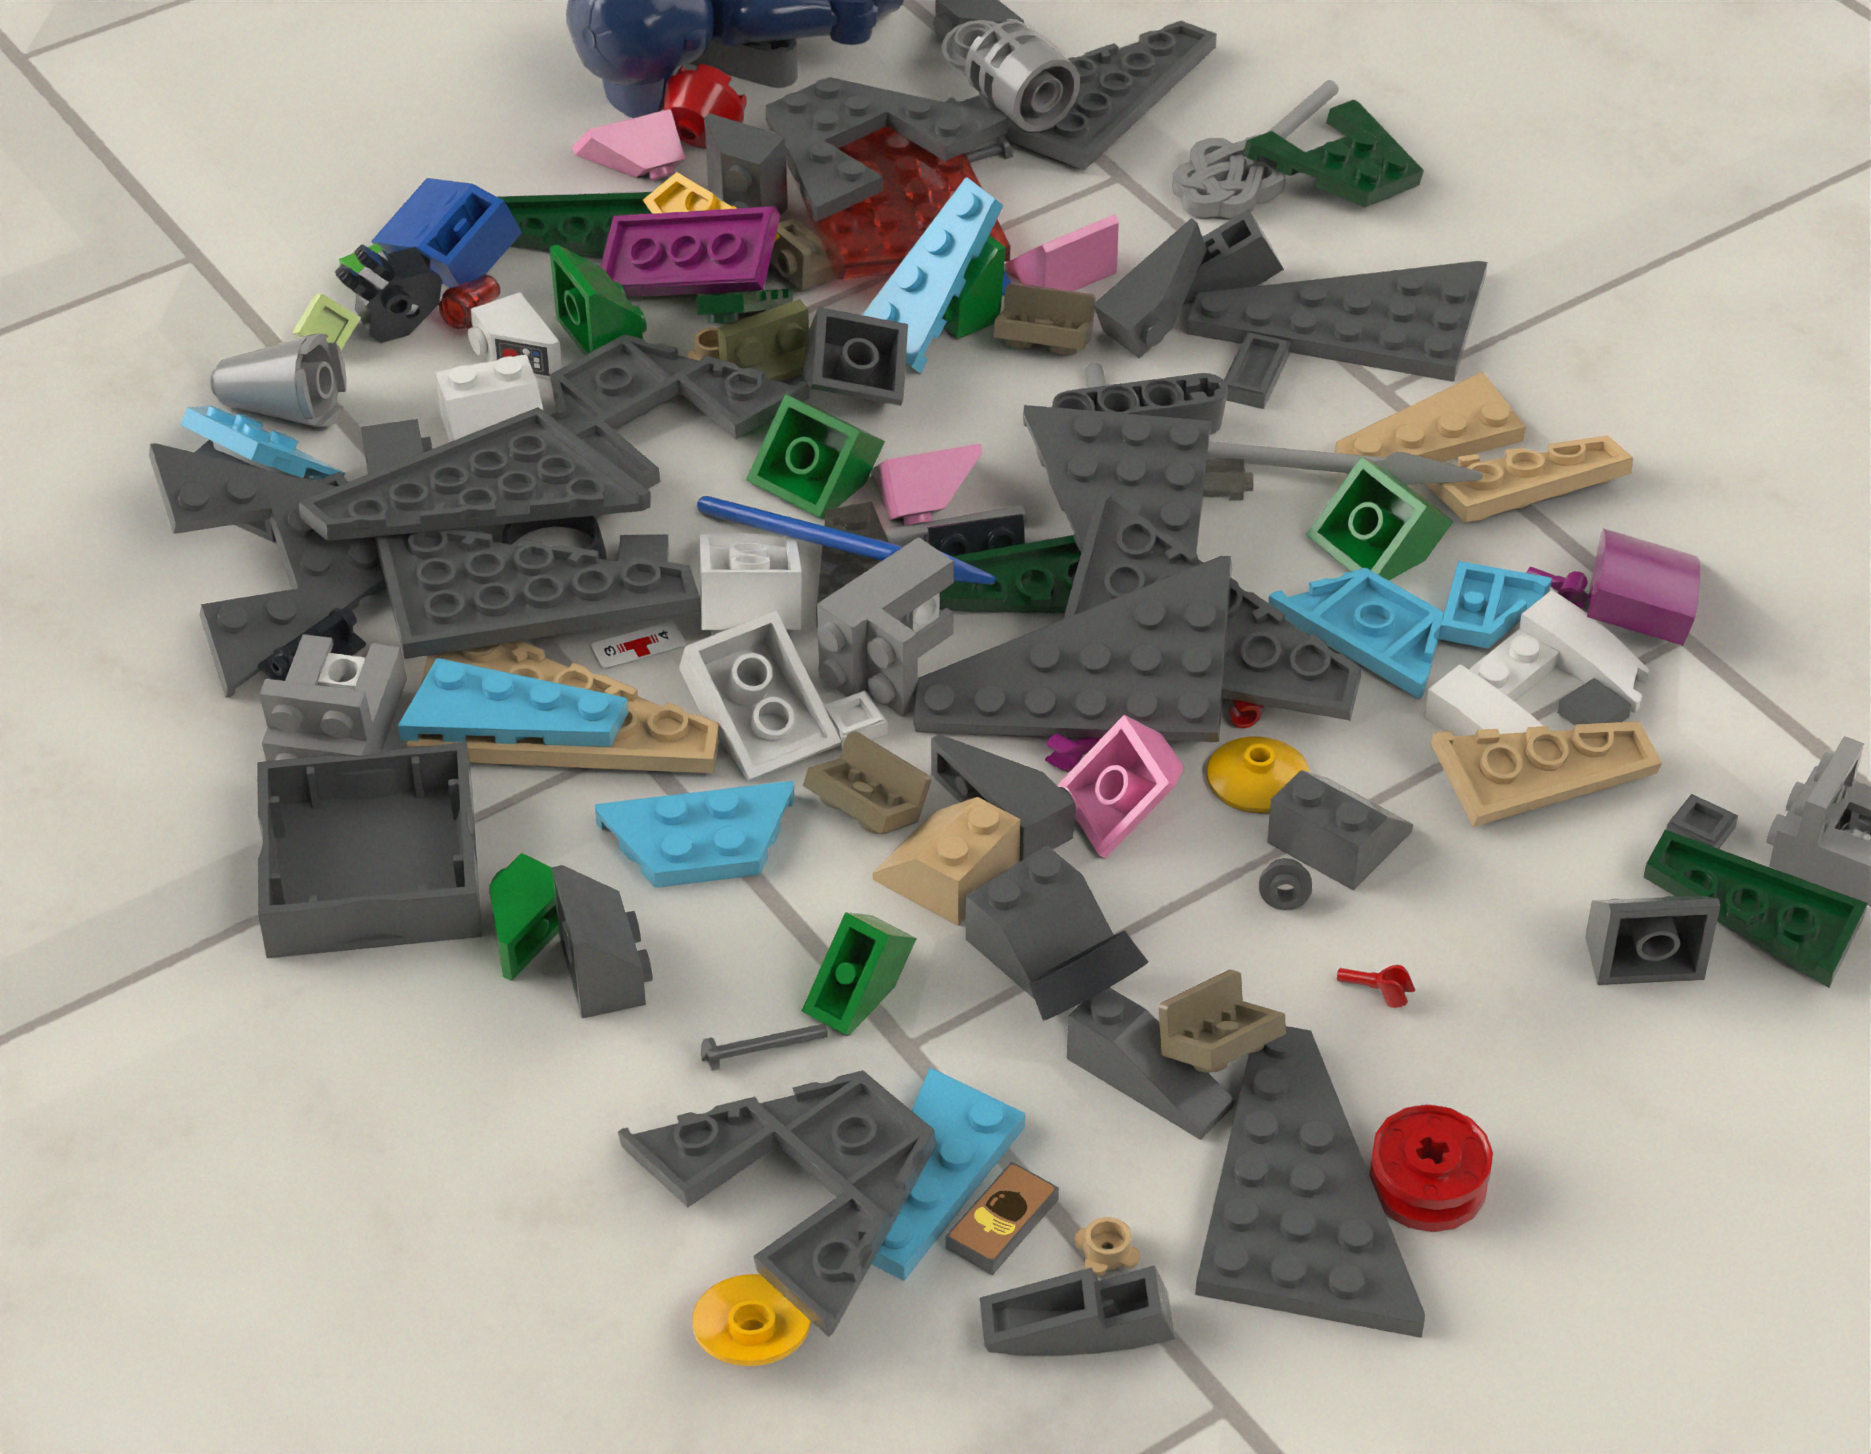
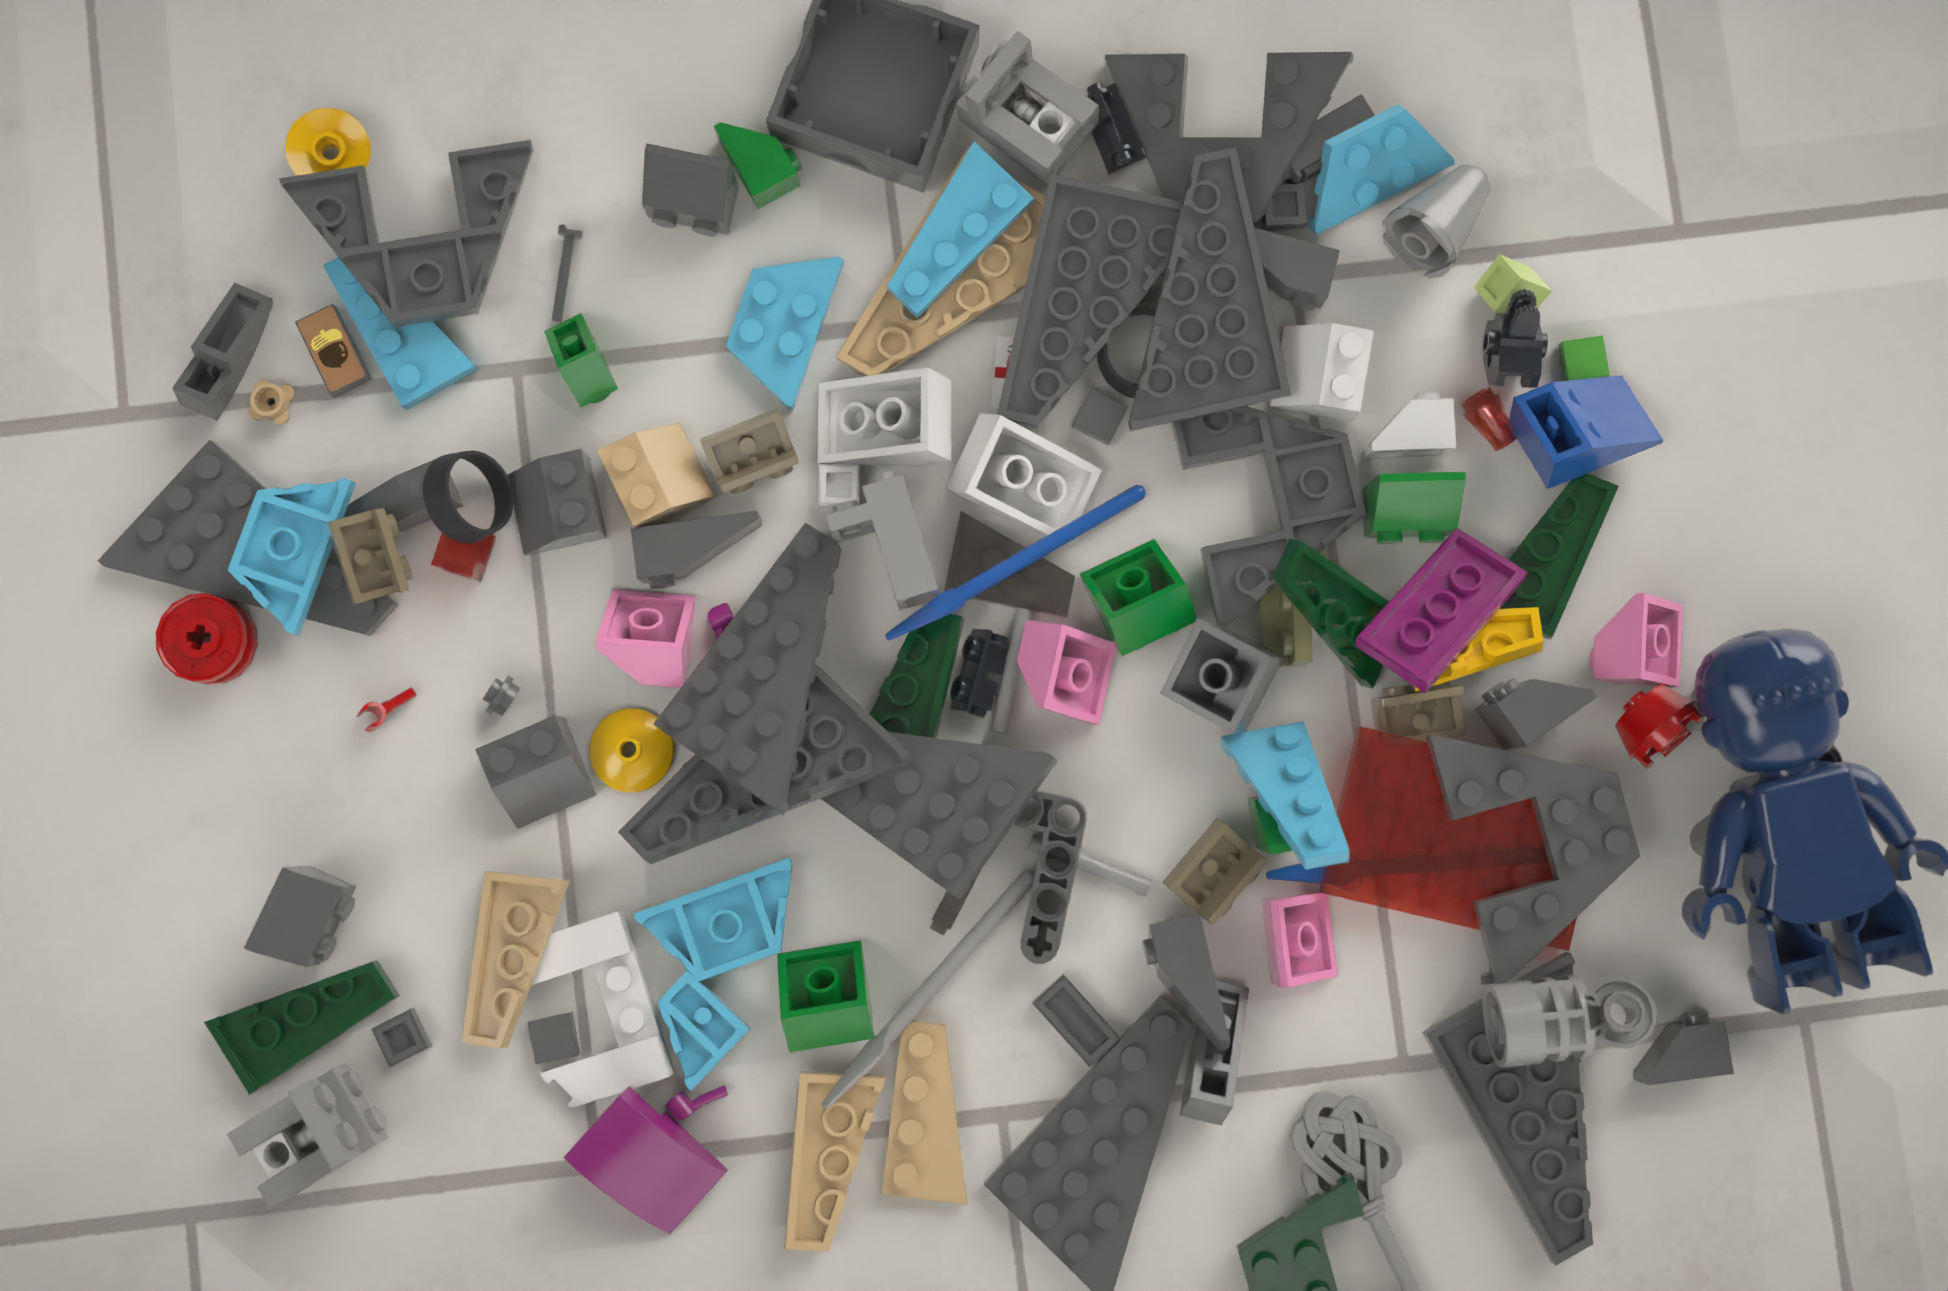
camera: 115 degrees right, 40 degrees up
(1160, 984) = (463, 559): none -> clear red panel
(1262, 1113) = (288, 546): none -> medium azure wing

